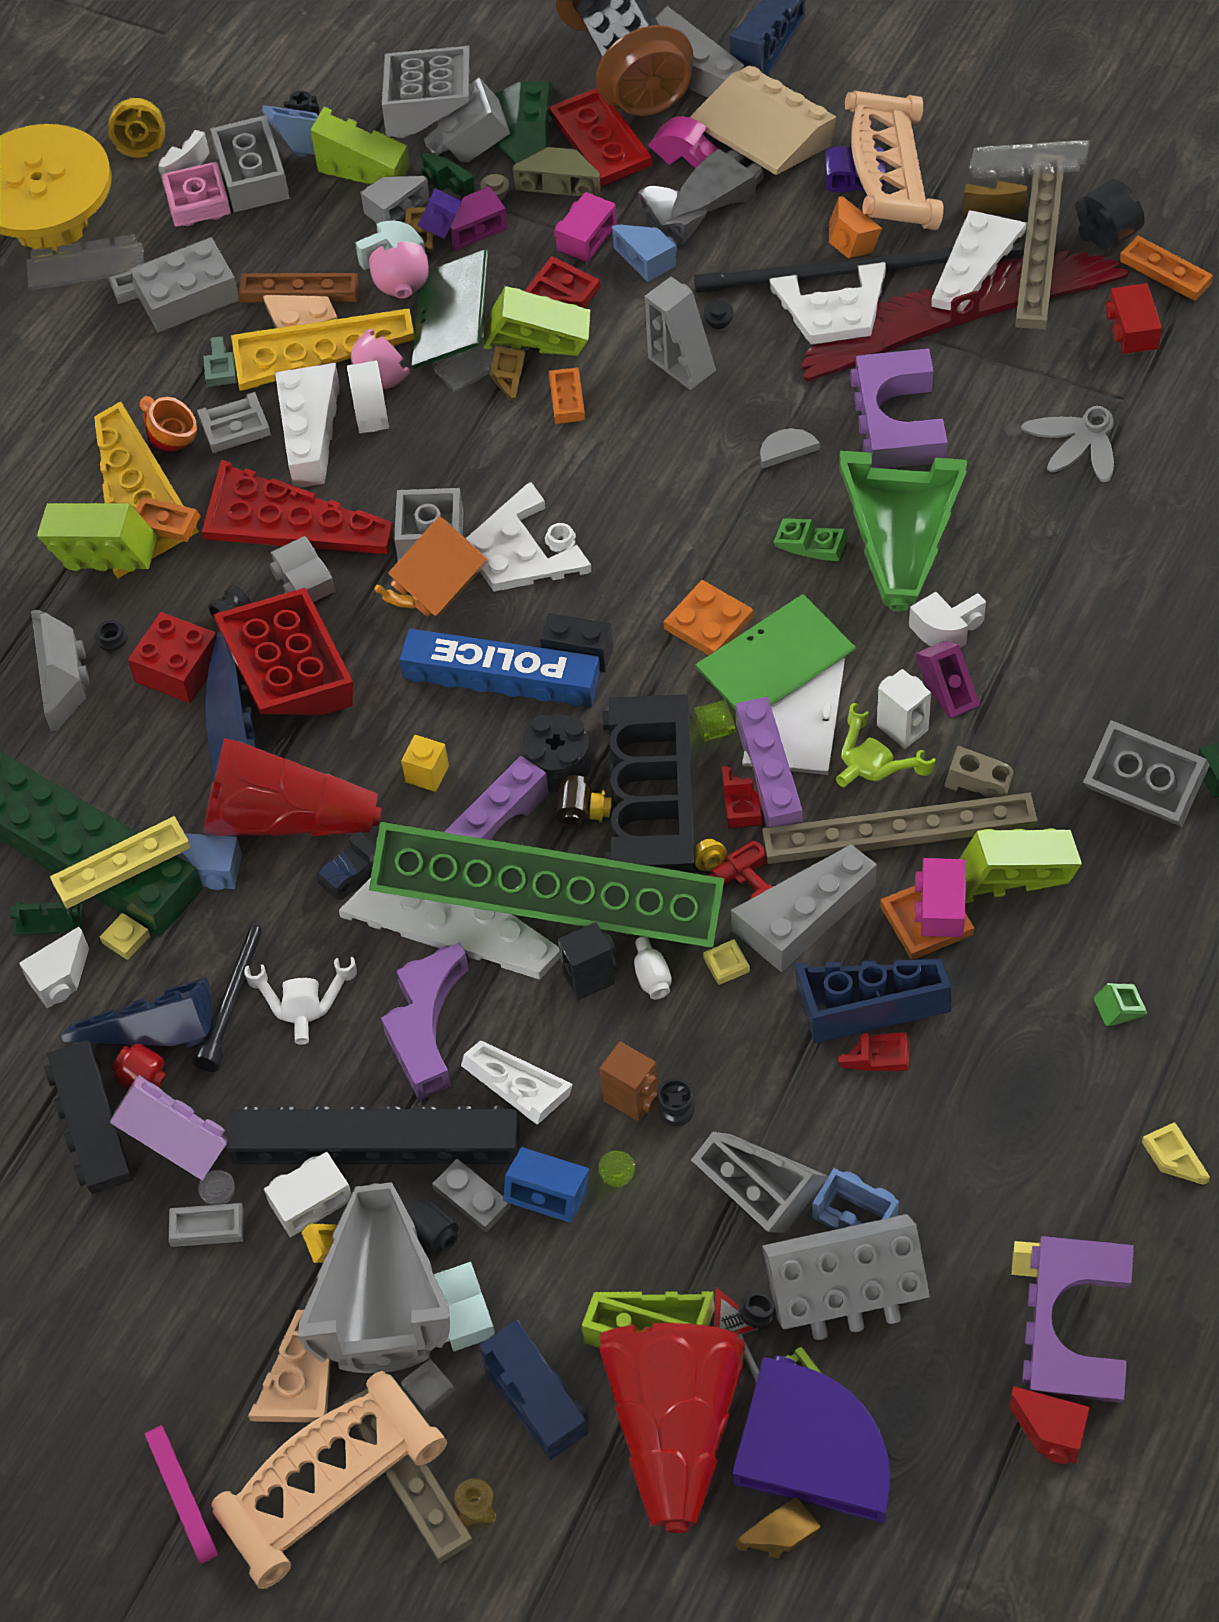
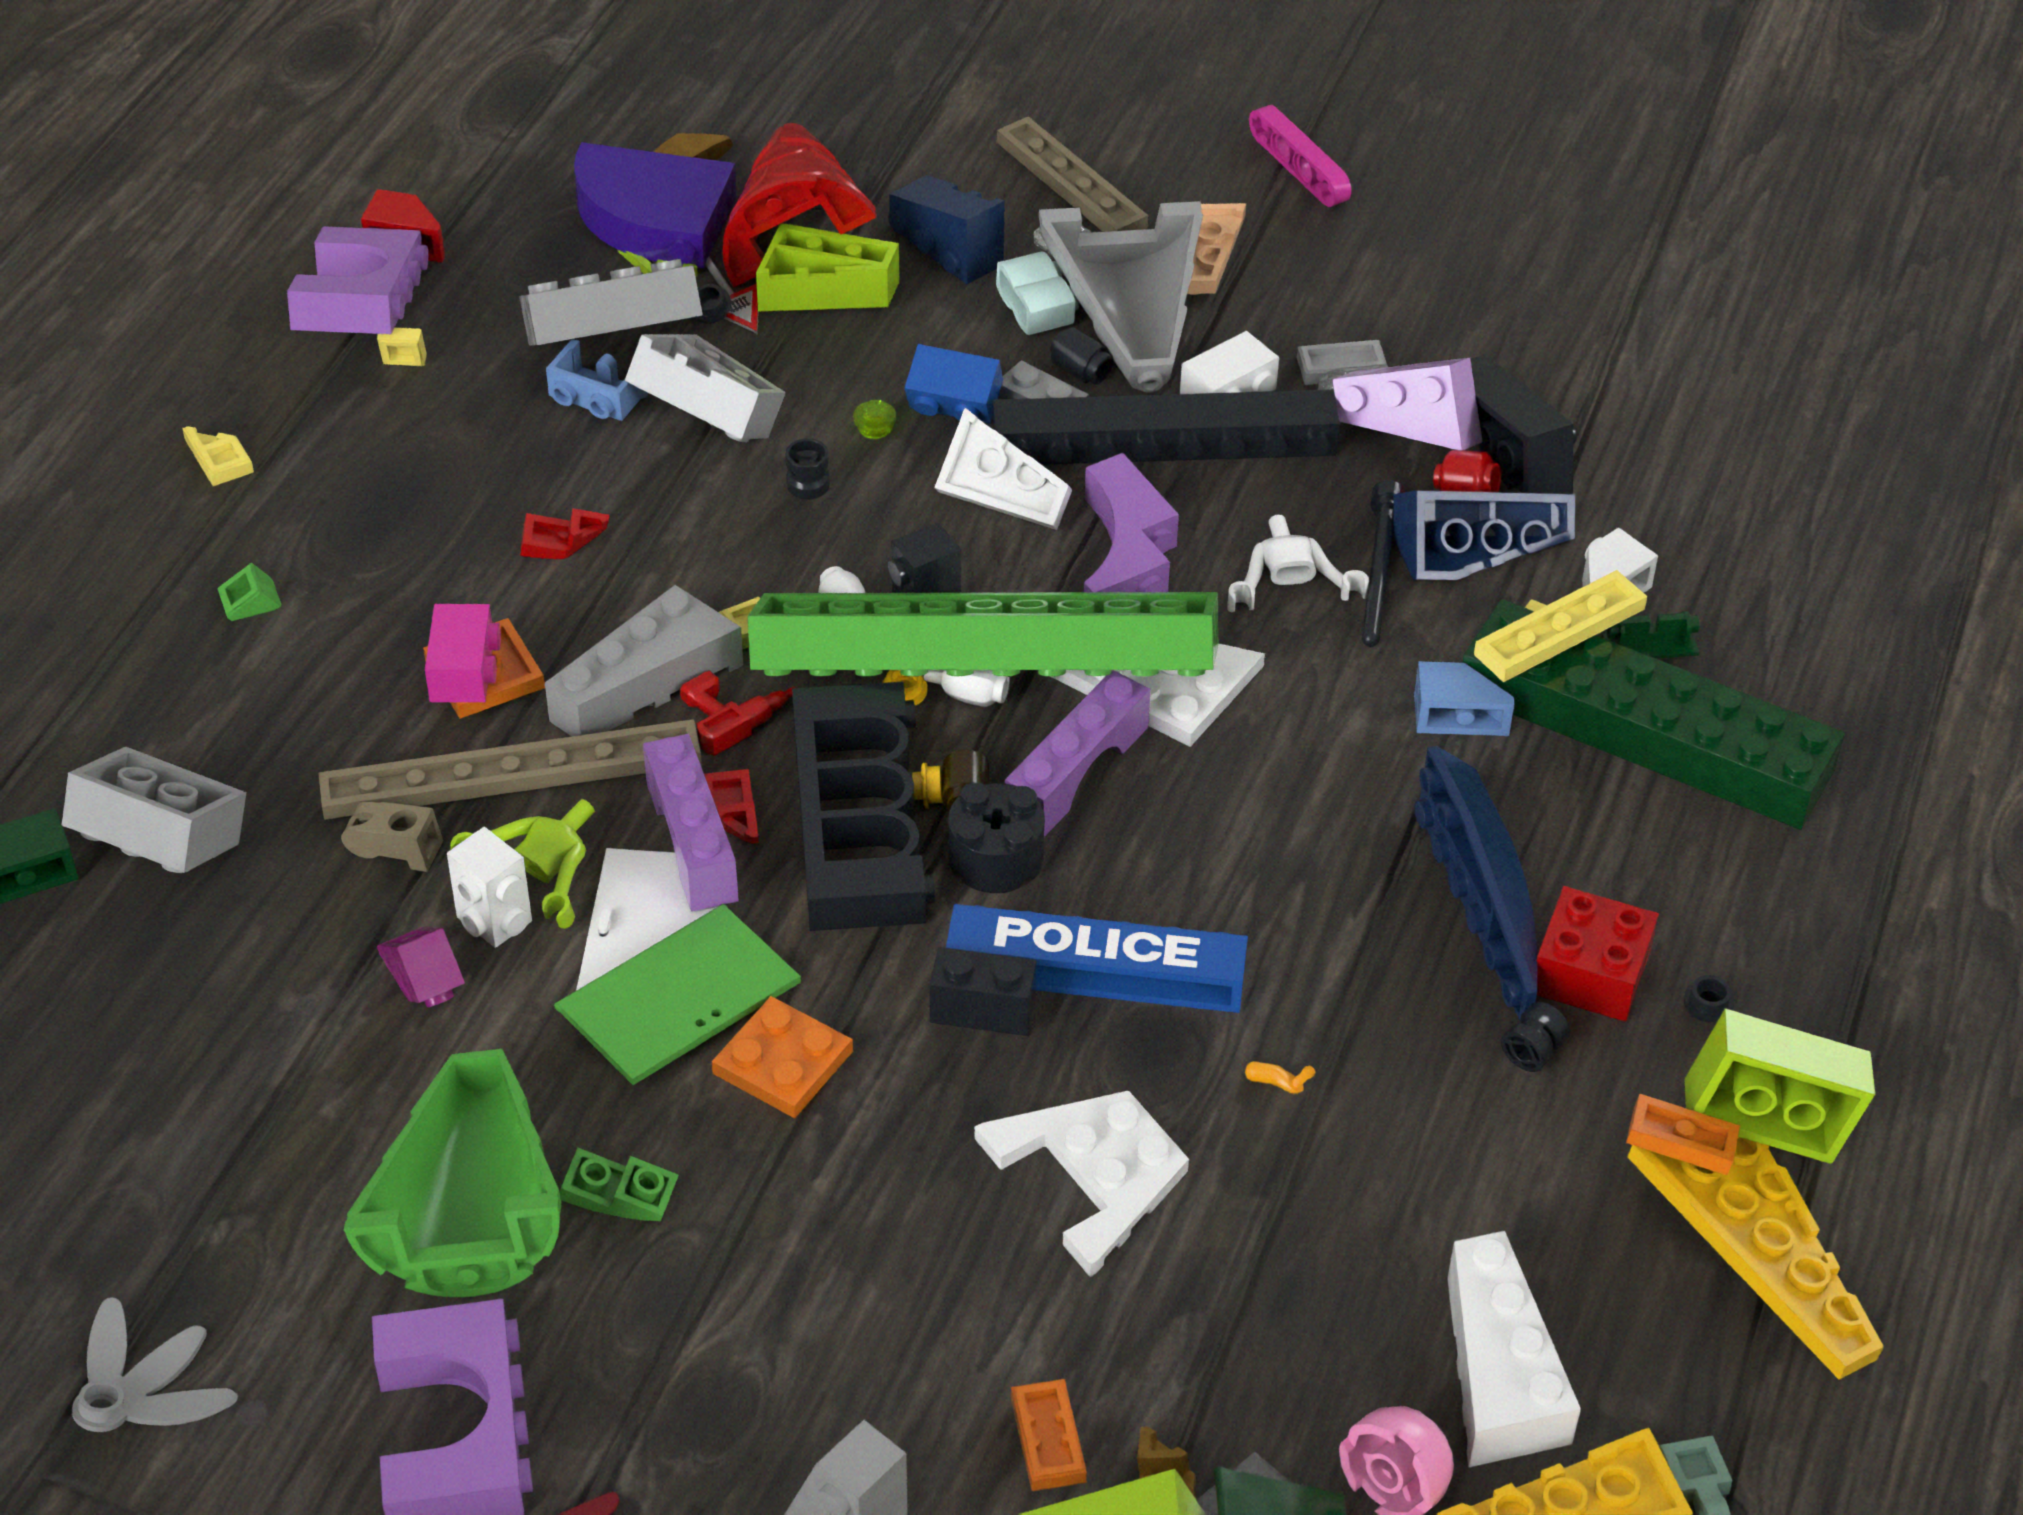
camera: 170 degrees right, 10 degrees down
(59, 668) = (1774, 943): light grey wedge -> none
(168, 423) = (1741, 1317): orange piece -> none
(234, 423) = (1629, 1351): light grey plate -> none
(265, 1537) = (1196, 121): light nougat piece -> none
(277, 513) = (1549, 1200): red wing -> none
(280, 797) = (1366, 729): red cone -> none
(287, 656) = (1422, 931): red slope -> none
(302, 568) = (1437, 1095): light grey brick -> none
(319, 1240) = (1200, 334): yellow plate -> none
(348, 869) = (1262, 697): black leg -> none
(368, 397) = (1399, 1364): white brick -> none
(419, 509) = (1246, 1157): light grey brick -> none
(425, 763) = (1183, 819): yellow brick -> none
(437, 568) = (1211, 1059): orange brick -> none
(475, 1511) = (998, 161): clear yellow brick -> none
(560, 537) = (1031, 1162): white plate -> none
(629, 1082) = (862, 461): dark orange brick -> none
(709, 854) = (773, 727): yellow plate -> none
(714, 720) = (770, 910): clear neon green plate -> none
(787, 445) = (654, 1355): light grey tile -> none
(870, 996) = (565, 564): dark blue wedge -> none
(938, 622) = (410, 1036): white brick -> none
(1018, 858) = (356, 715): lime wedge -> none

